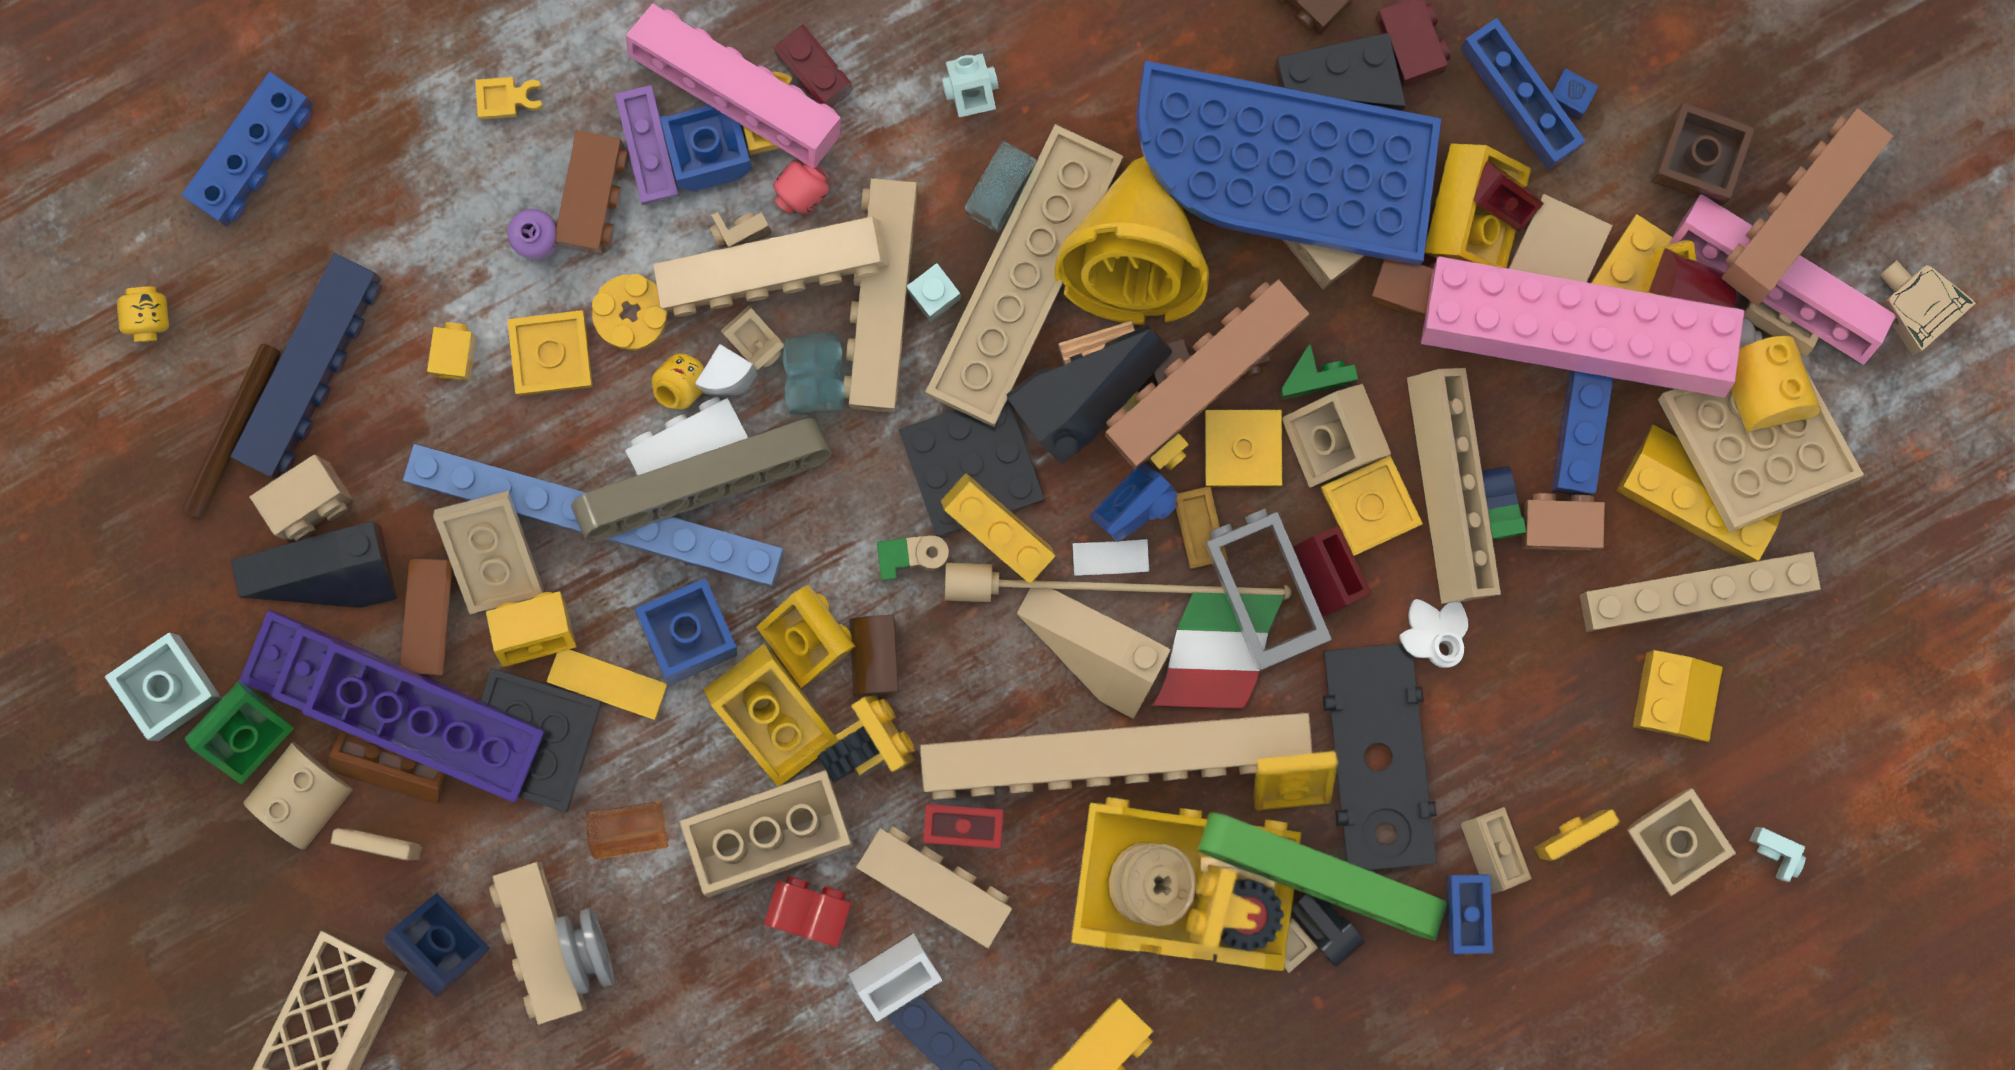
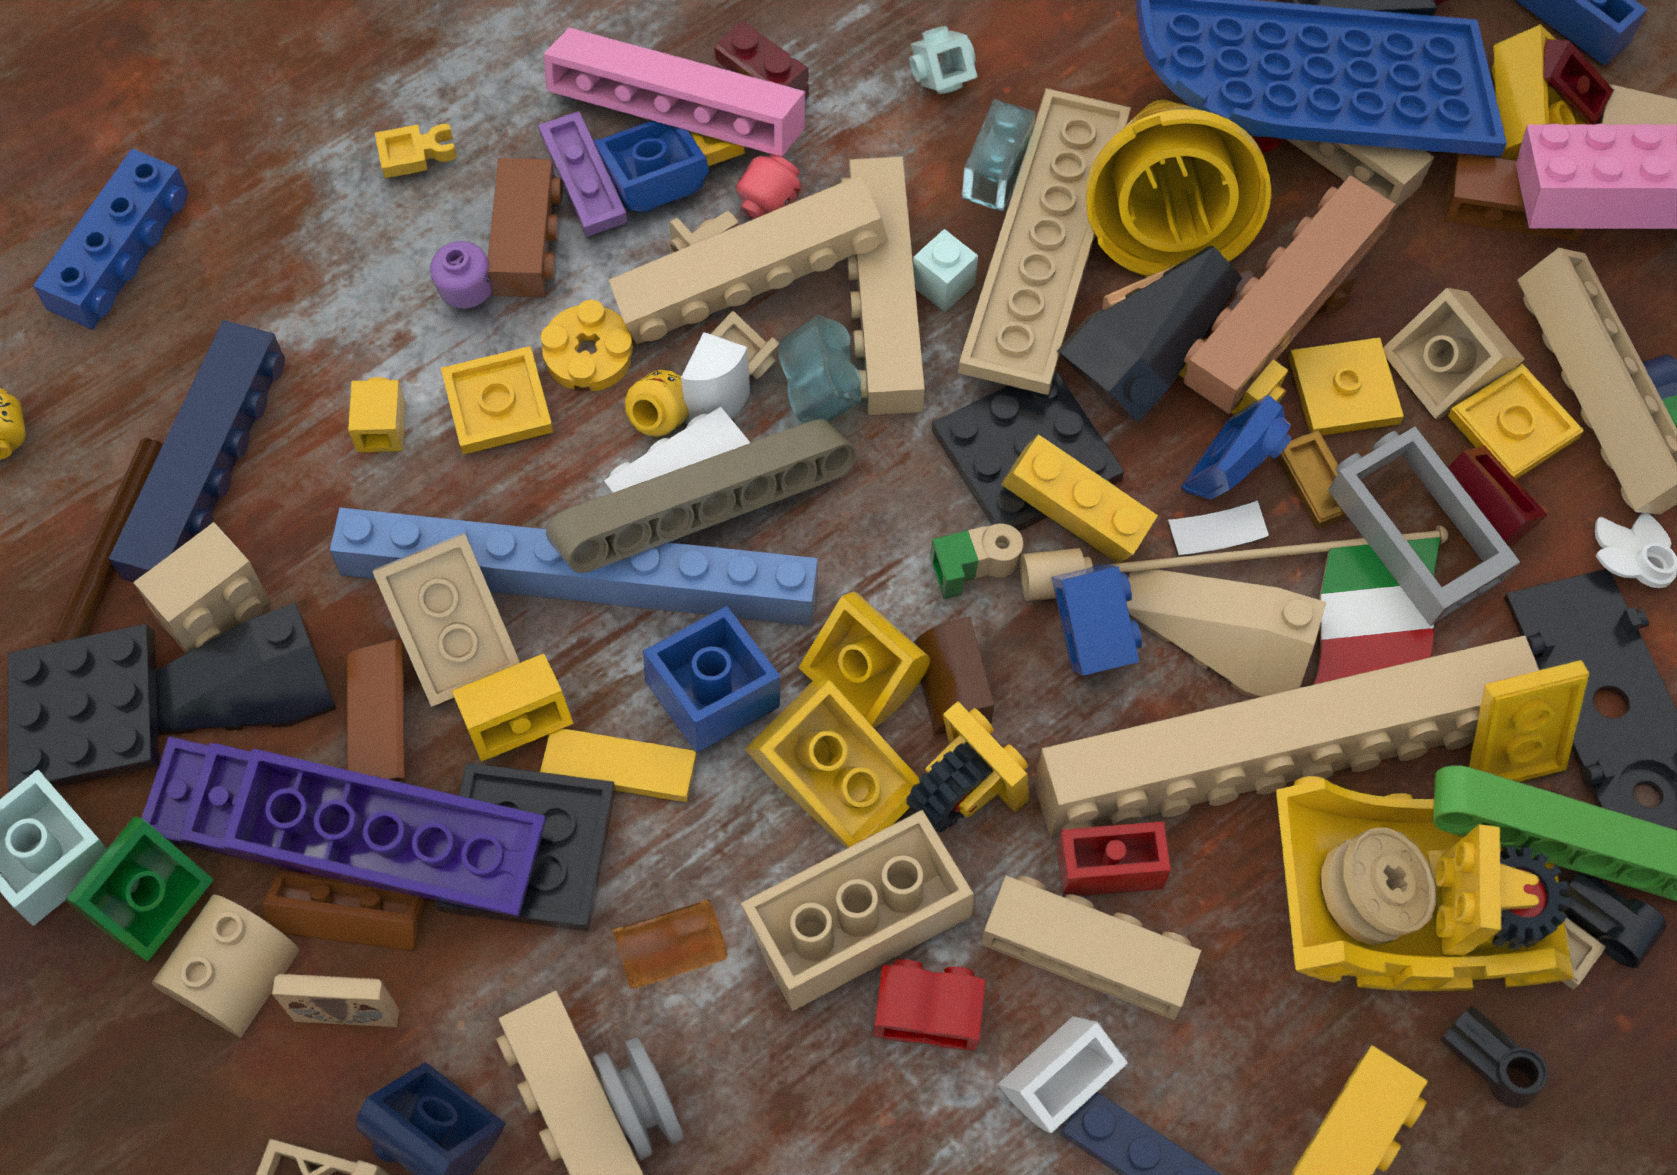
camera: 10 degrees left, 20 degrees down
(203, 574) = (83, 708): none -> black plate
(990, 630) = (1097, 618): none -> blue brick
(1208, 1012) = (1492, 1053): none -> black piece
(1306, 380) = (1405, 298): green slope -> none

